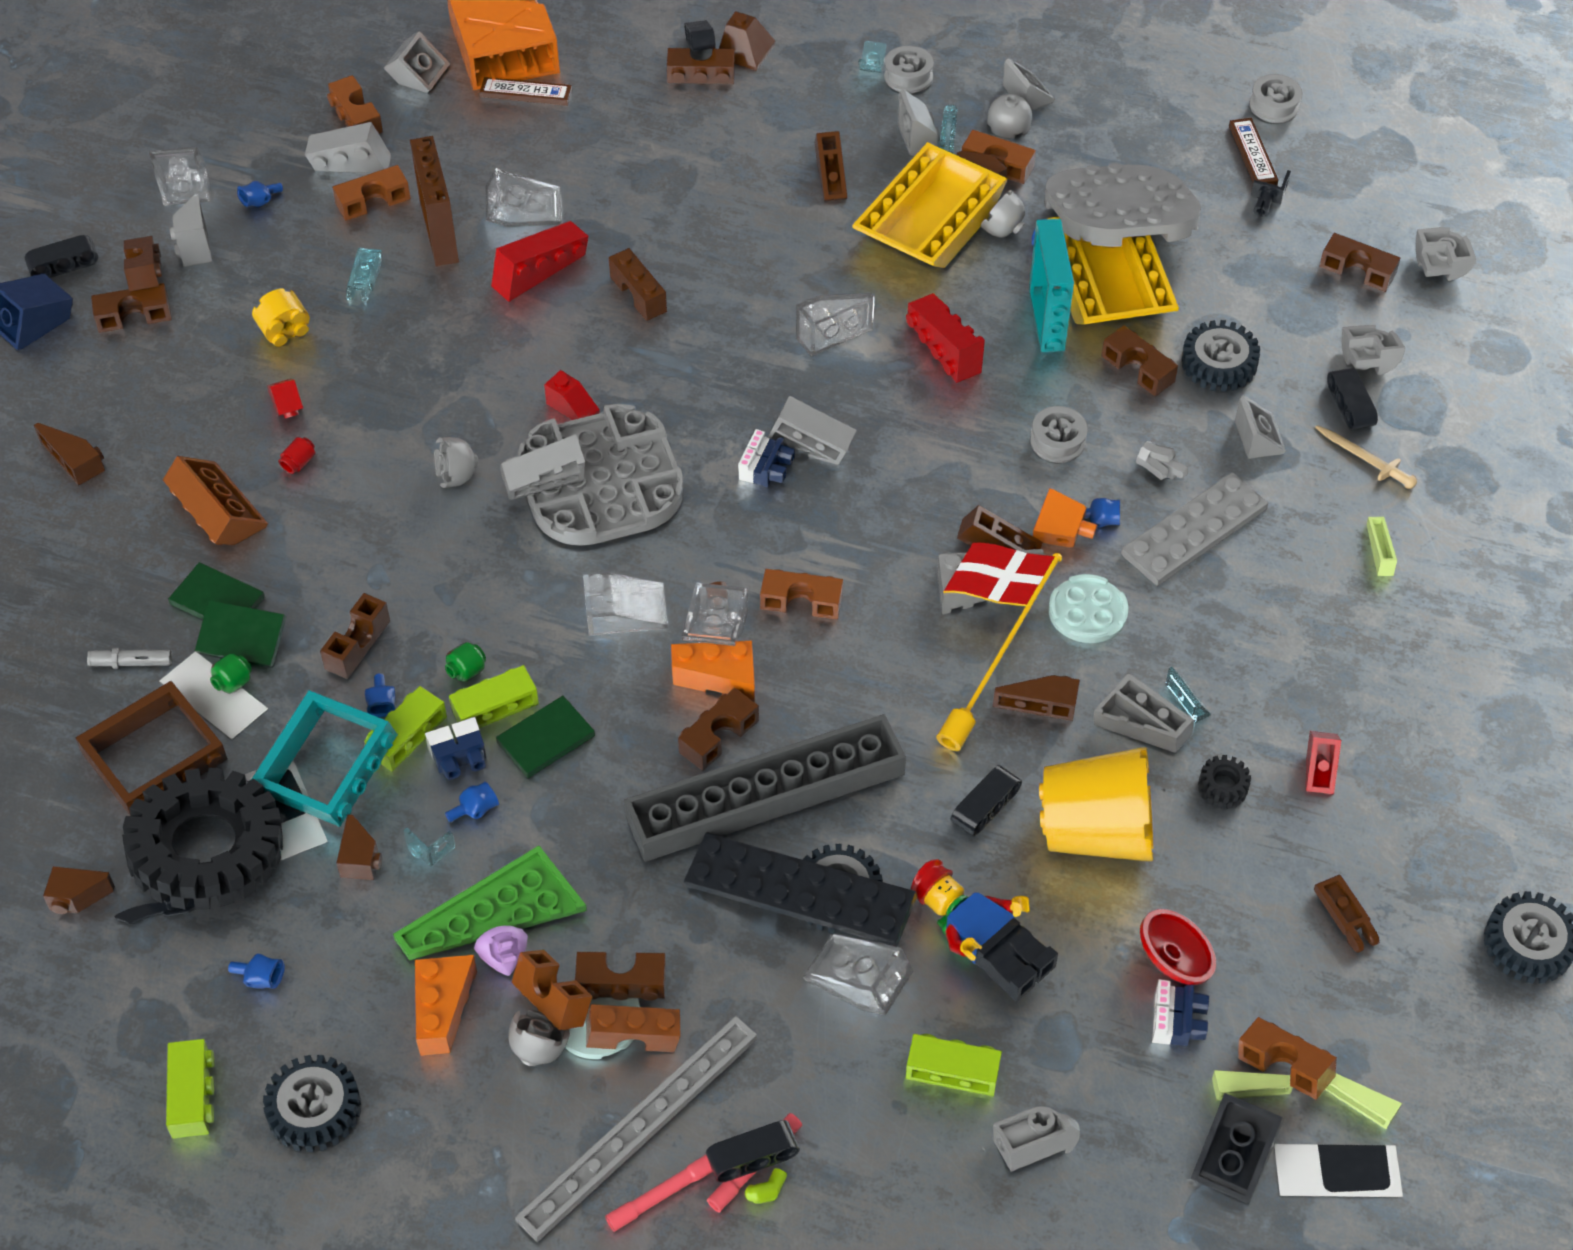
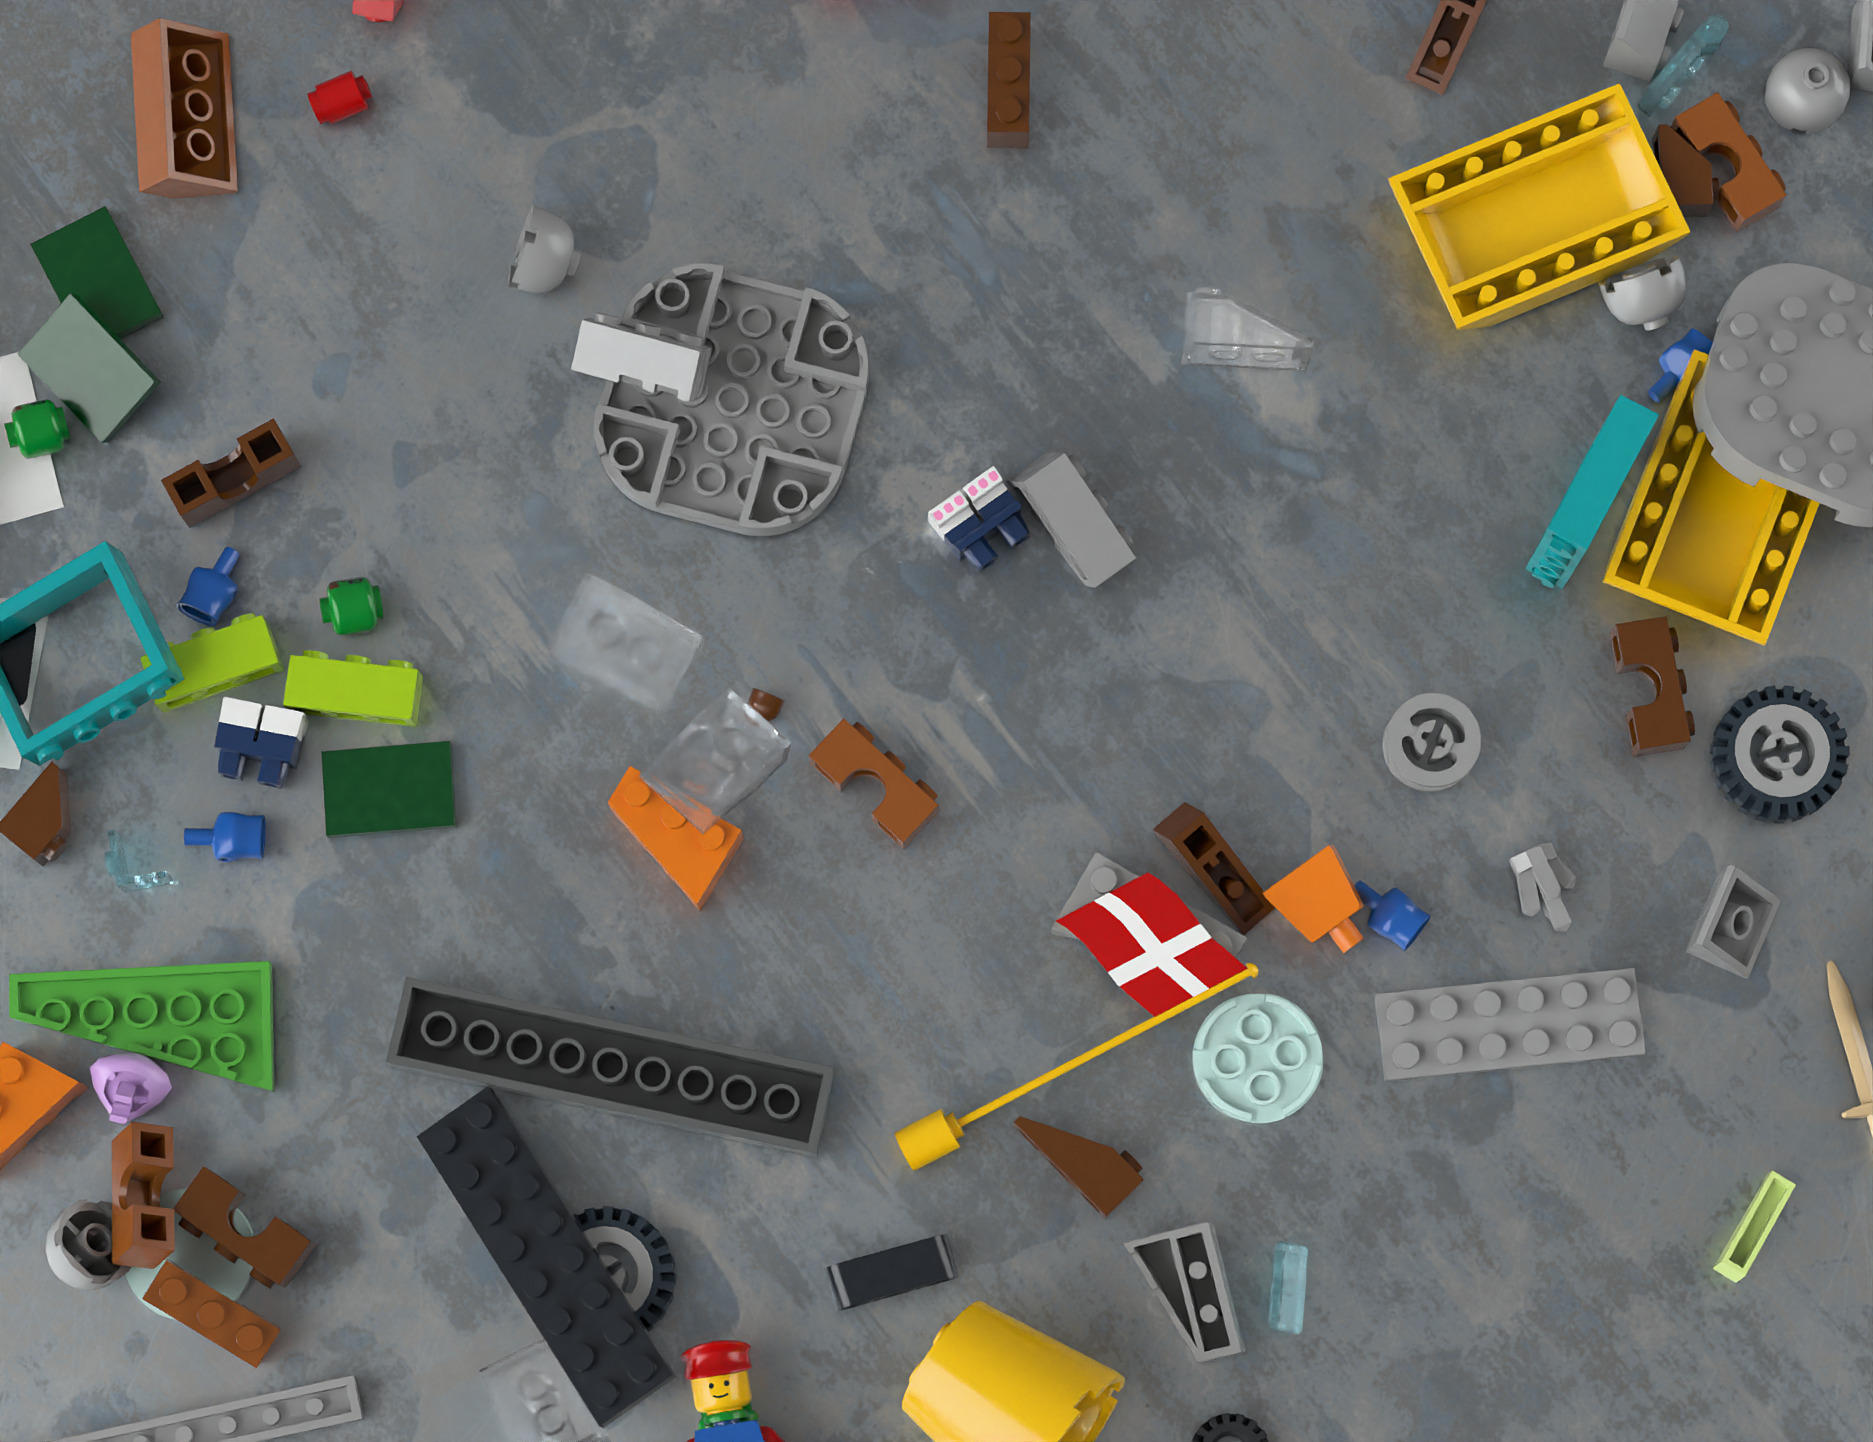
camera: 35 degrees right, 25 degrees up
(569, 397) = (777, 236): red slope -> none
(732, 713) = (578, 932): reddish brown arch -> none
(947, 337) = (1391, 462): red wedge -> none

